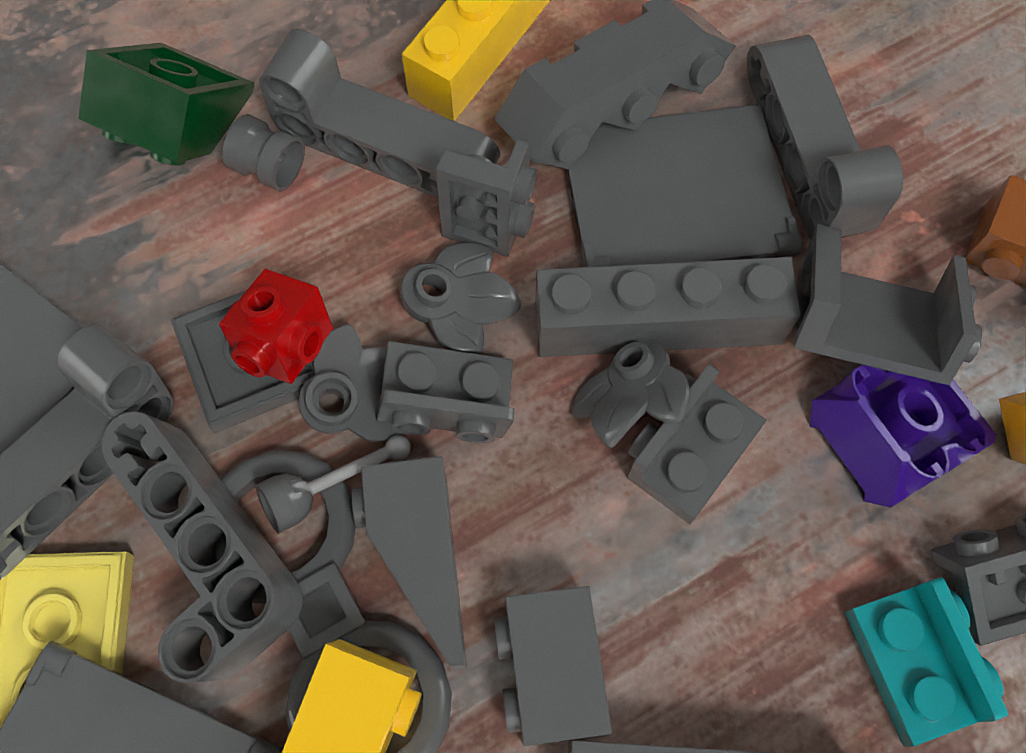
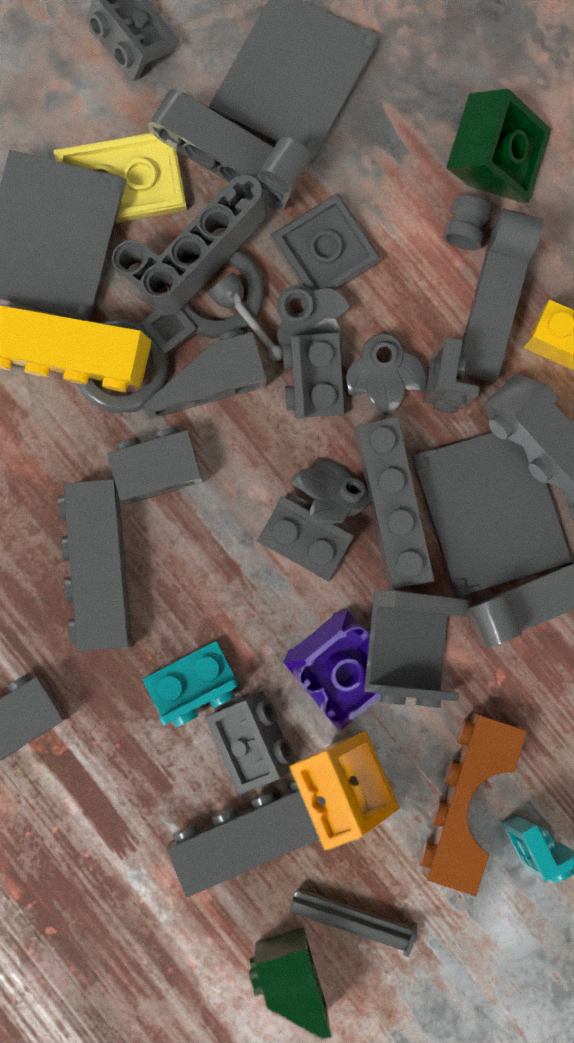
camera: 75 degrees right, 15 degrees up
(276, 326) = (332, 260): red brick -> none

